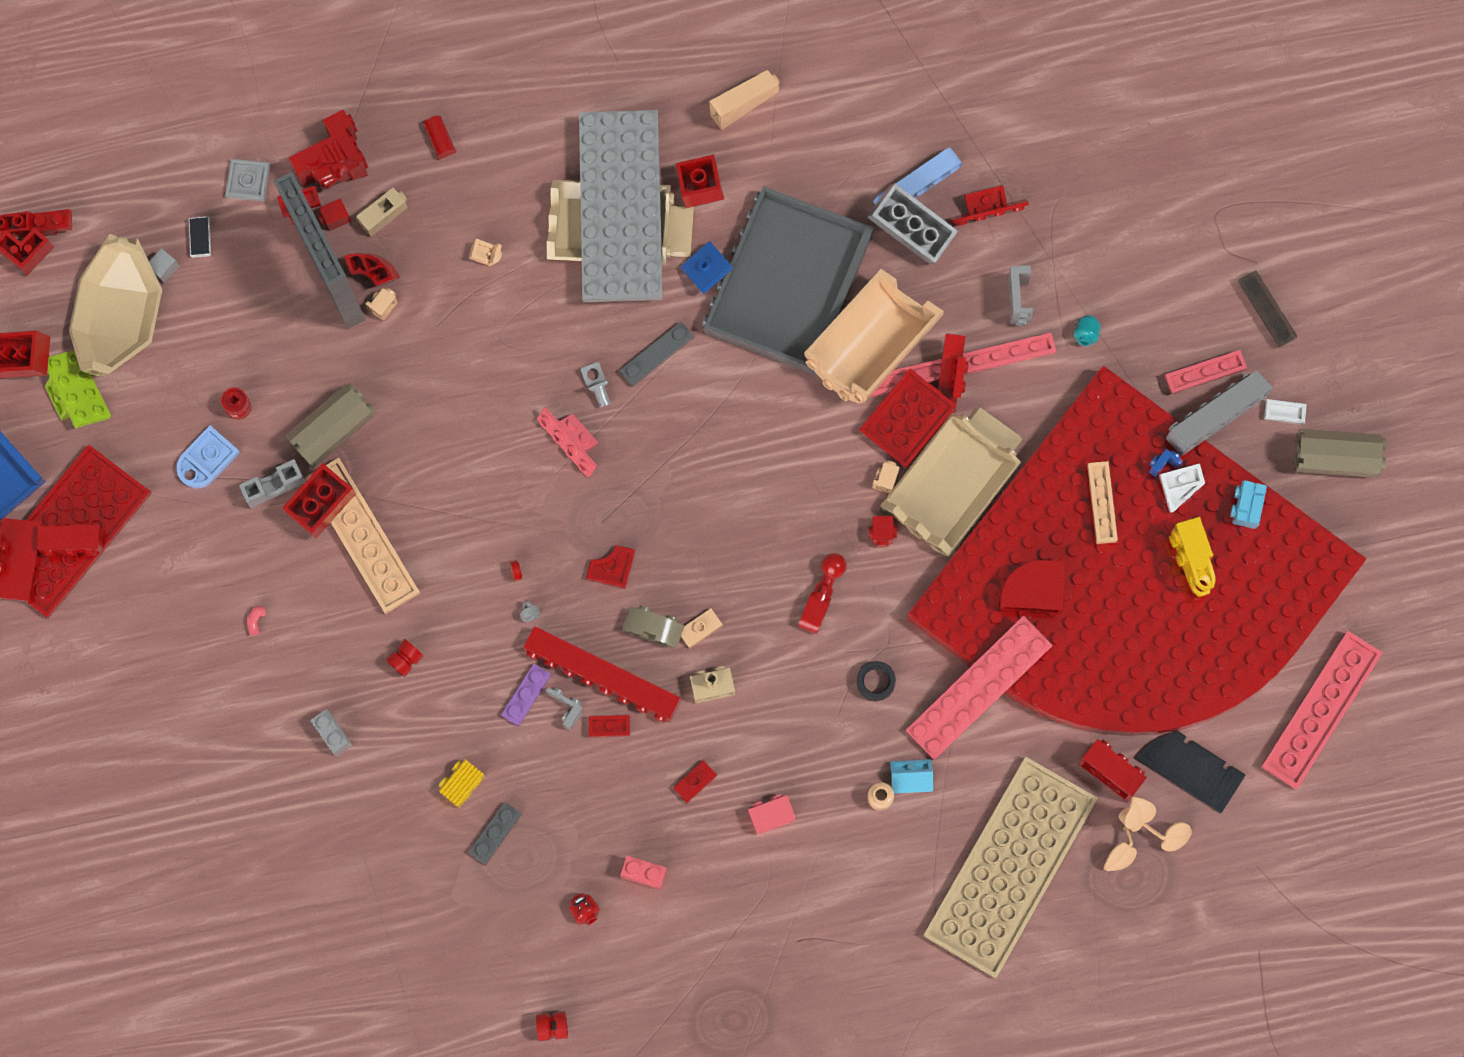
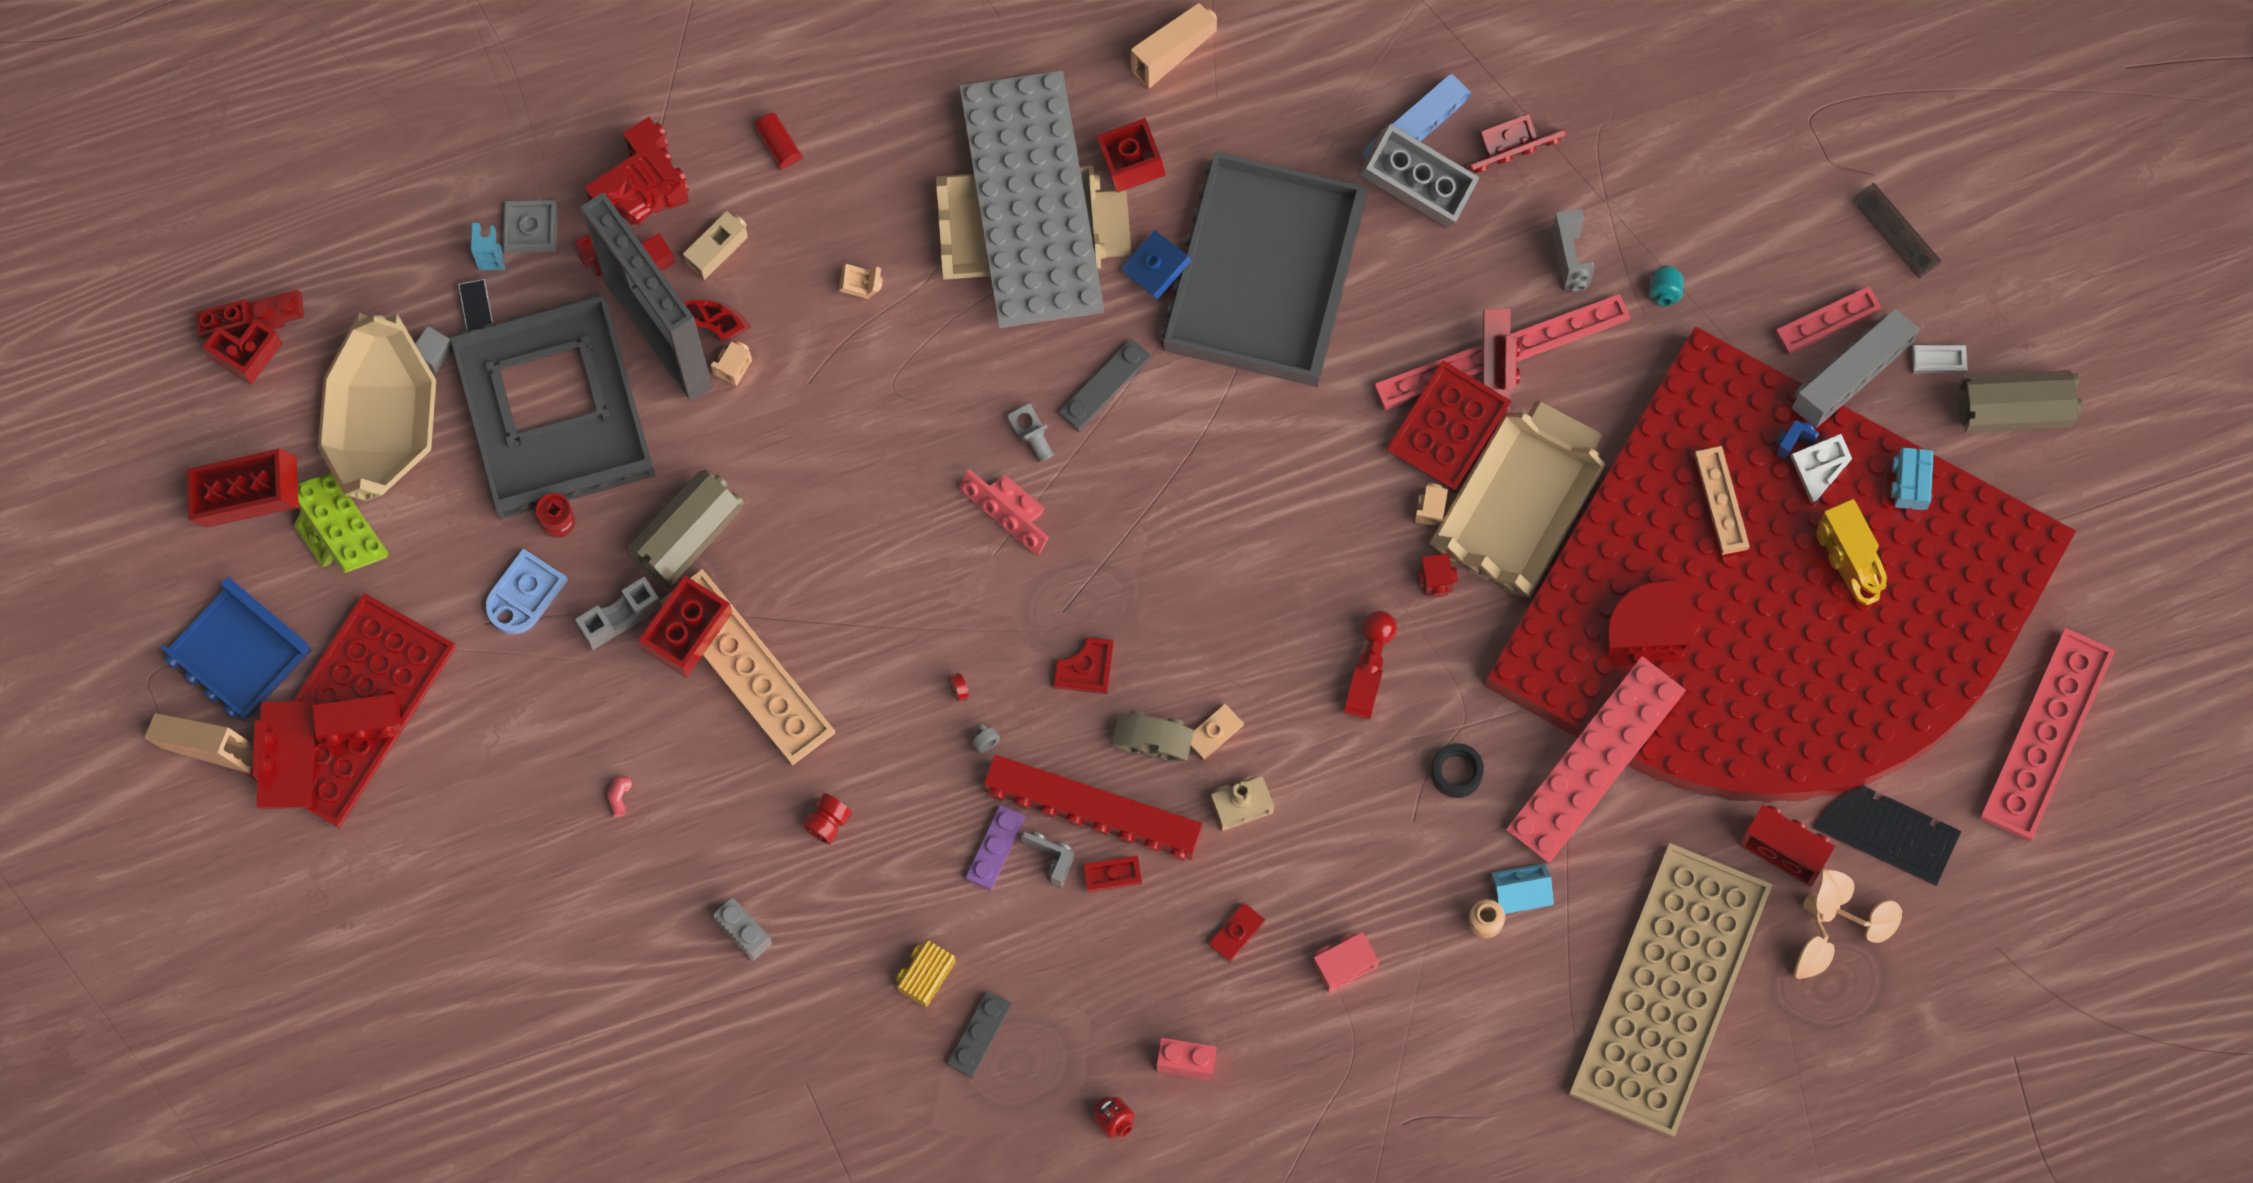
camera: 10 degrees left, 5 degrees down
(210, 196) = (485, 250): none -> medium azure hinge
(254, 358) = (569, 455): none -> dark grey panel
(870, 338) = (1385, 329): light nougat cylinder -> none

